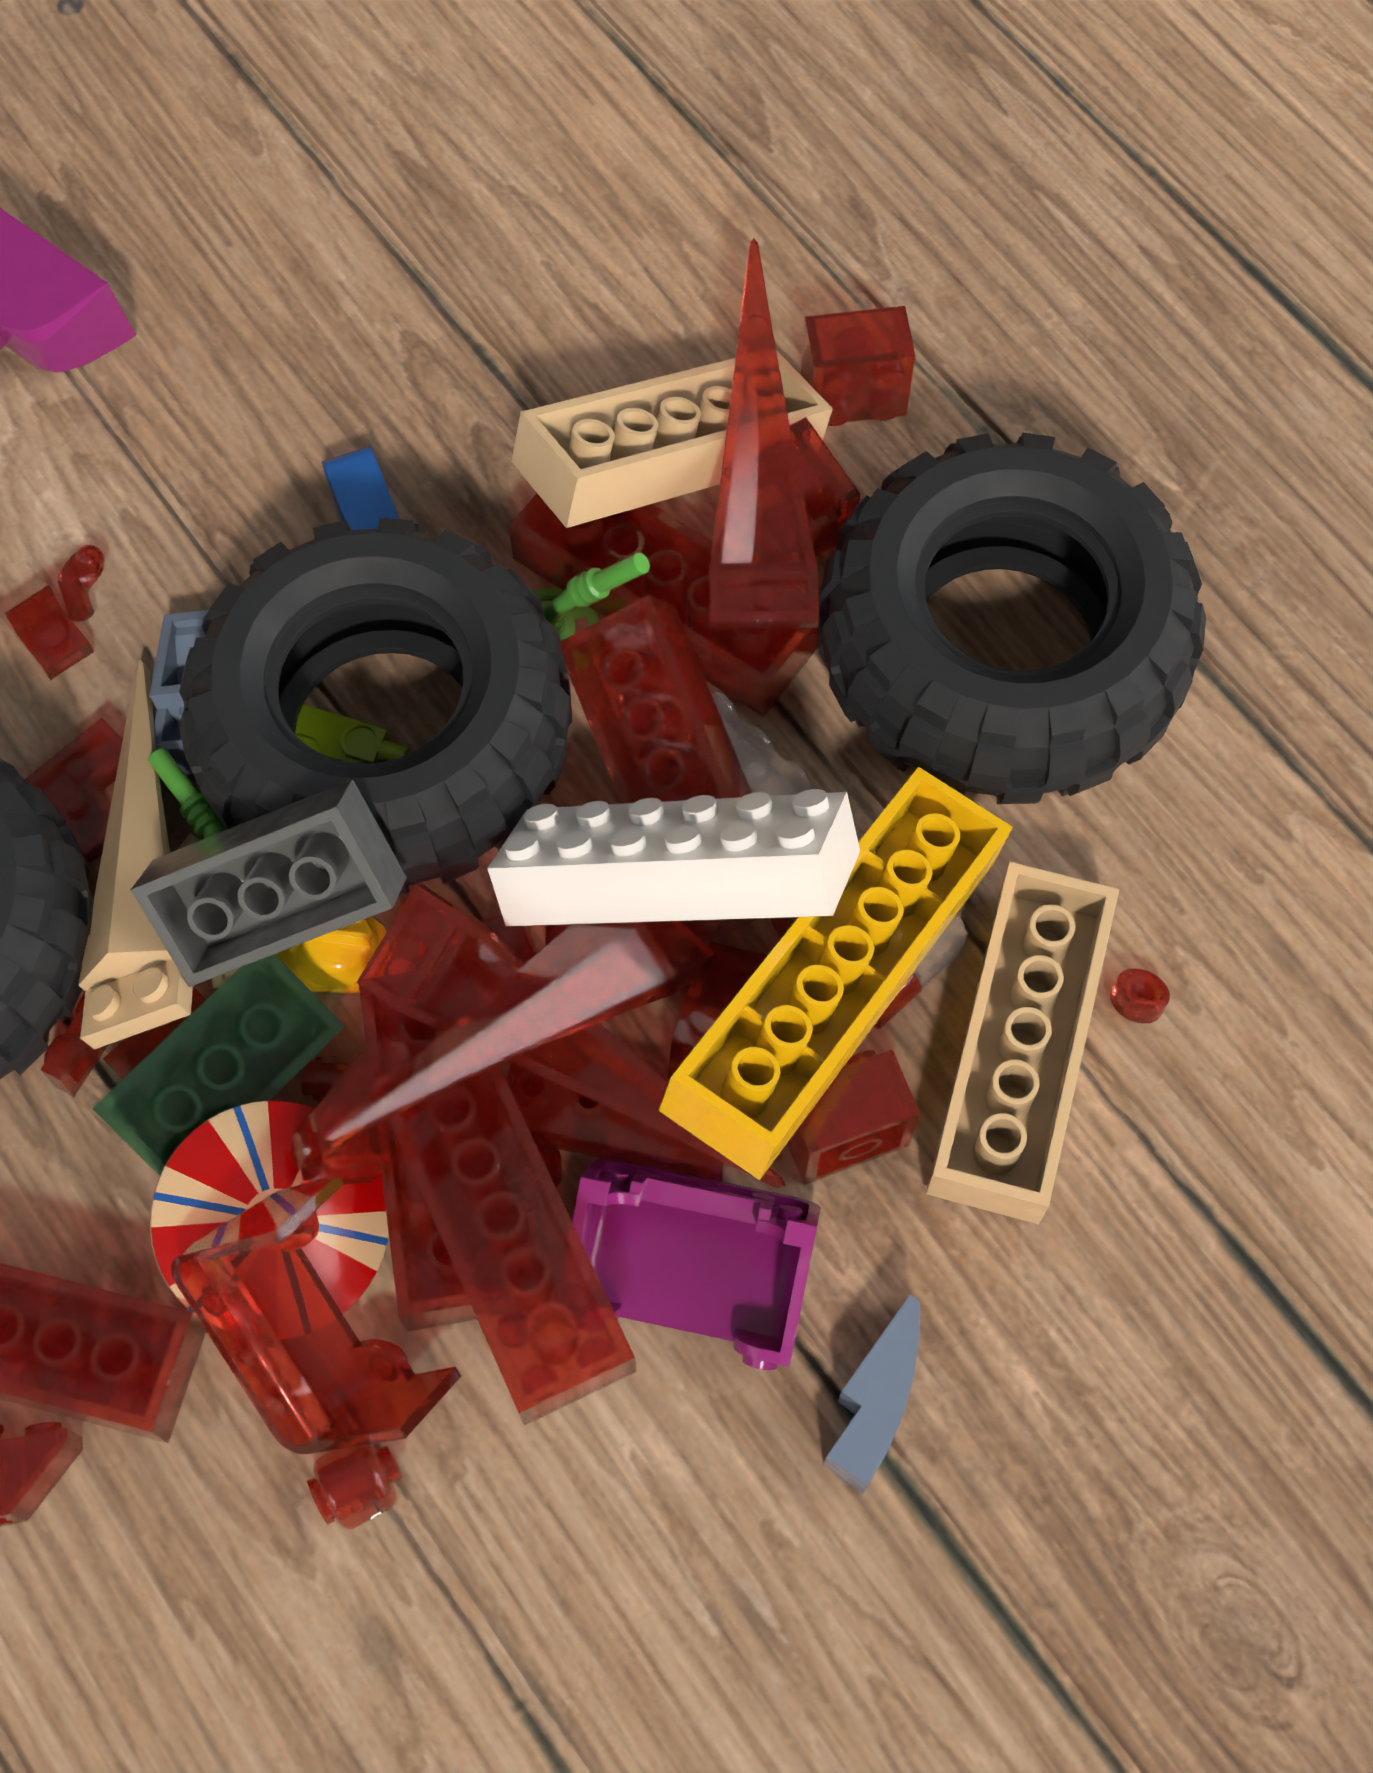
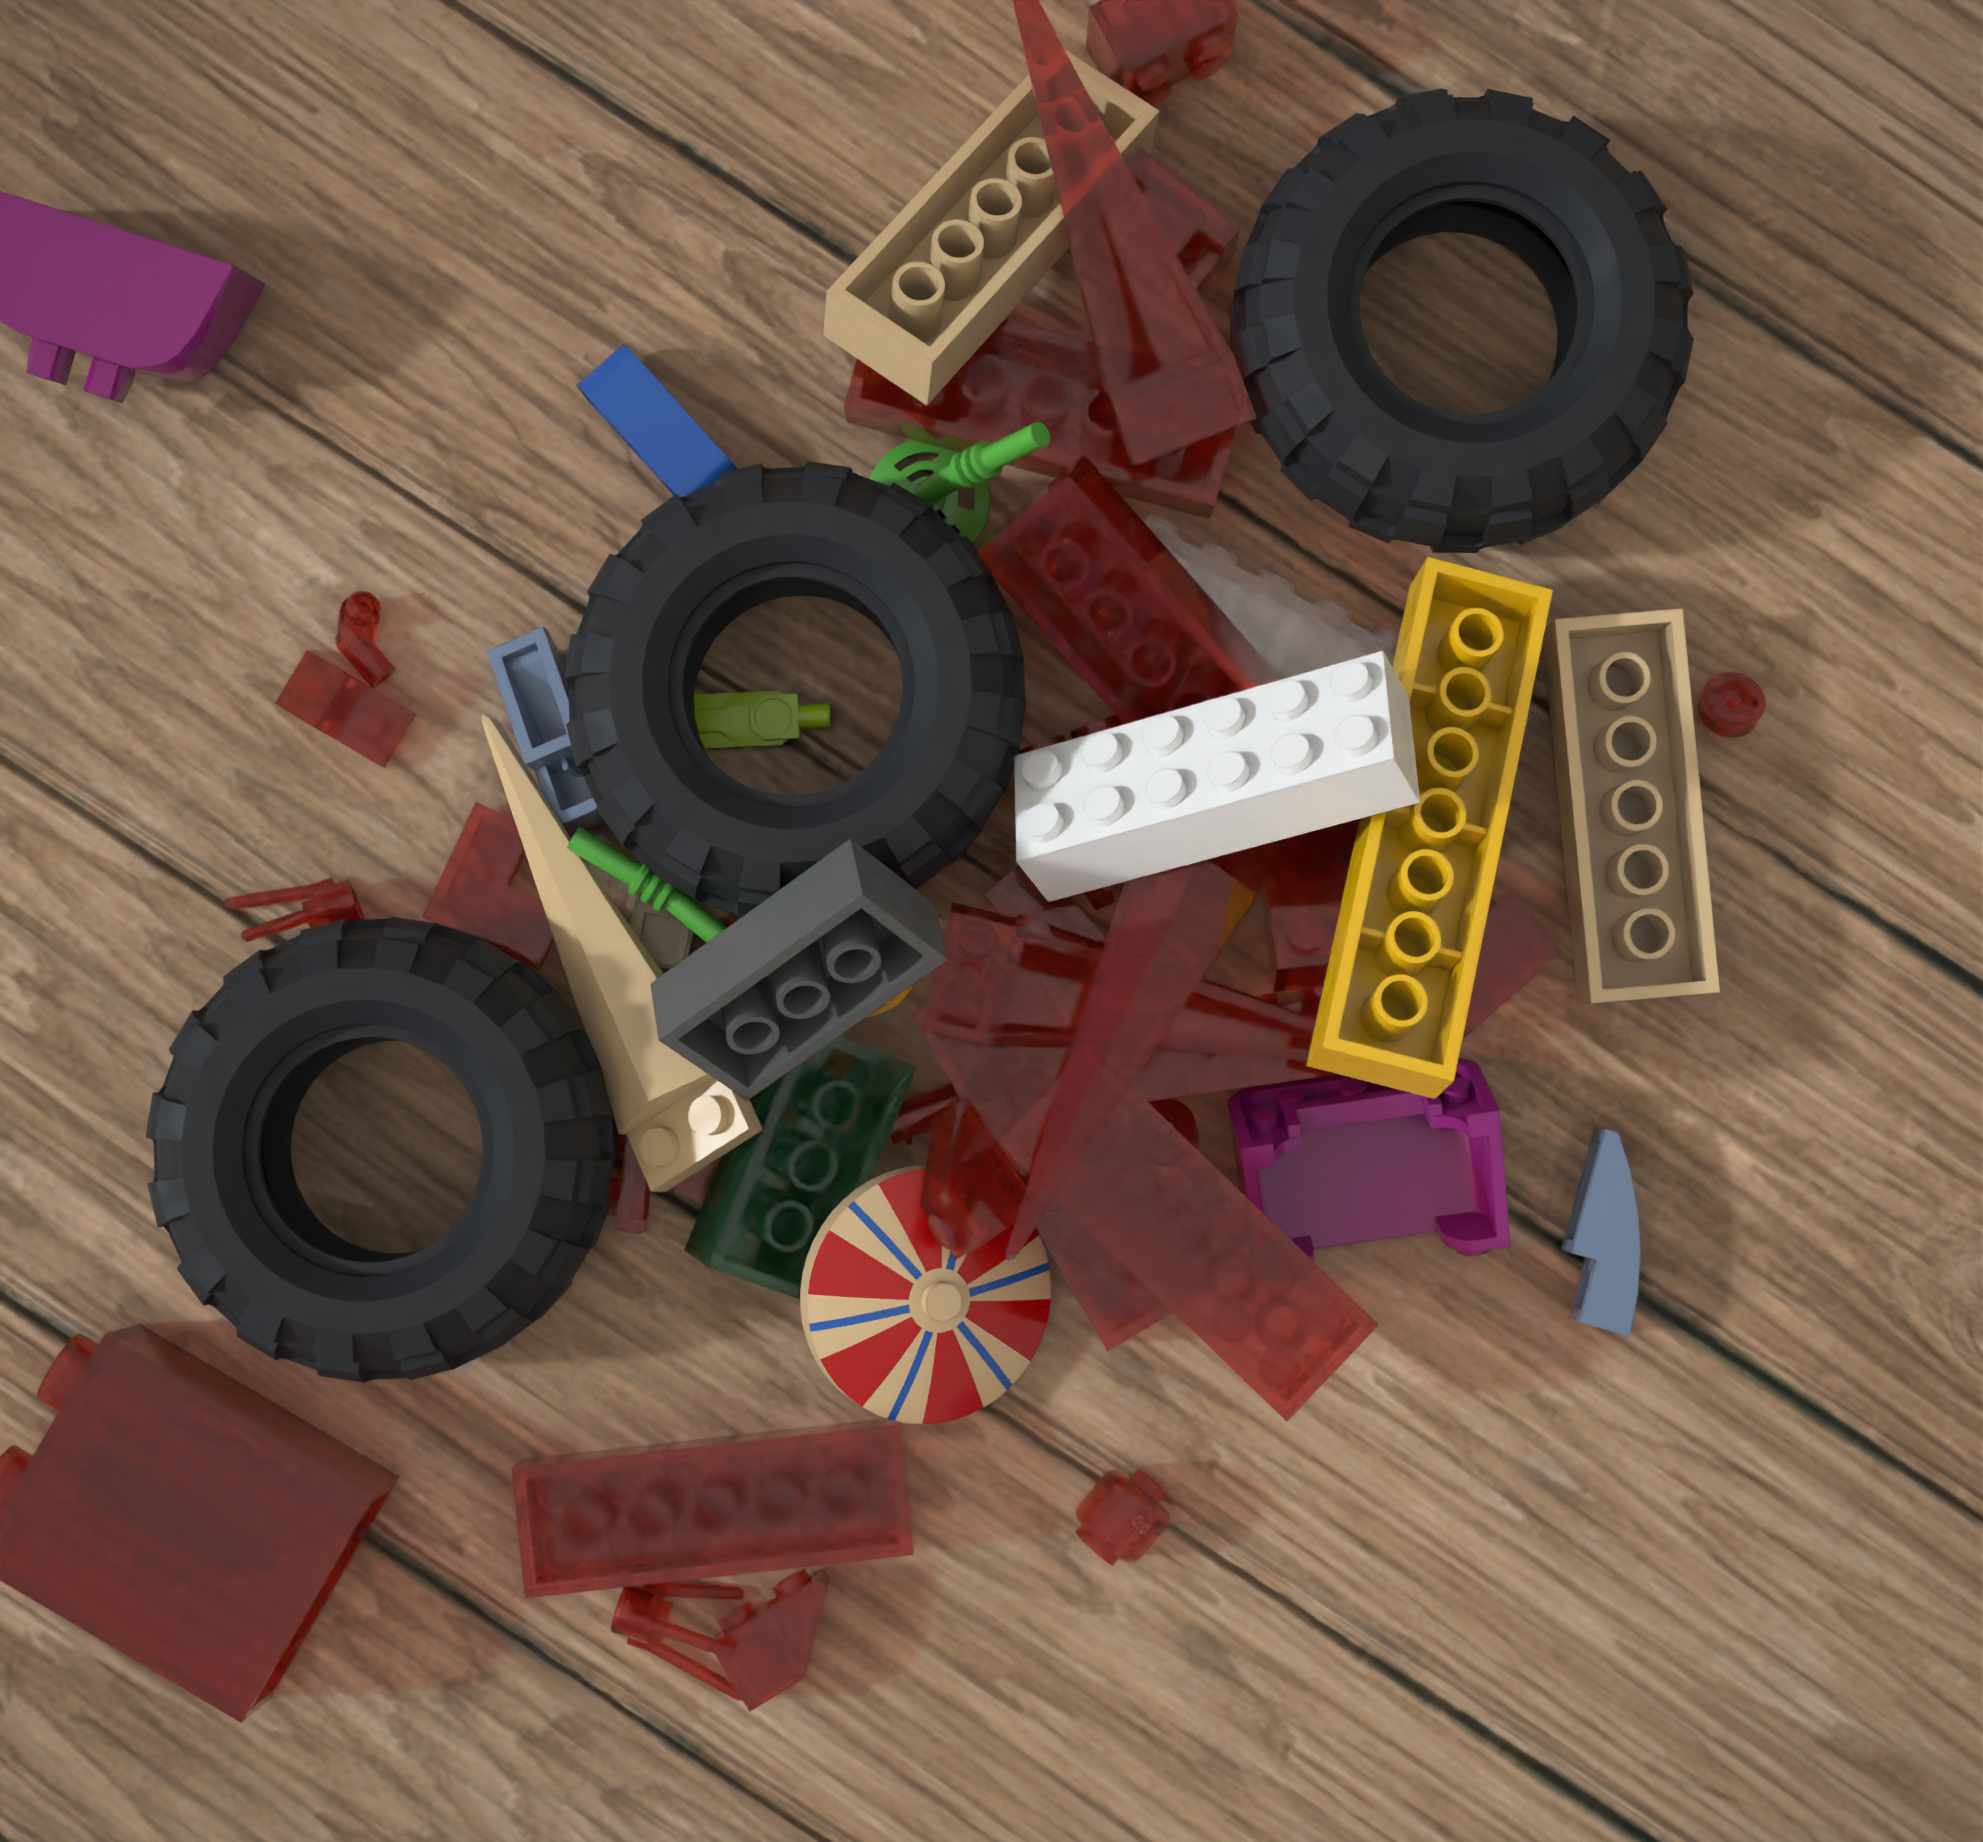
camera: 15 degrees left, 20 degrees up
(289, 1336) = (1013, 1415): clear red windscreen -> none

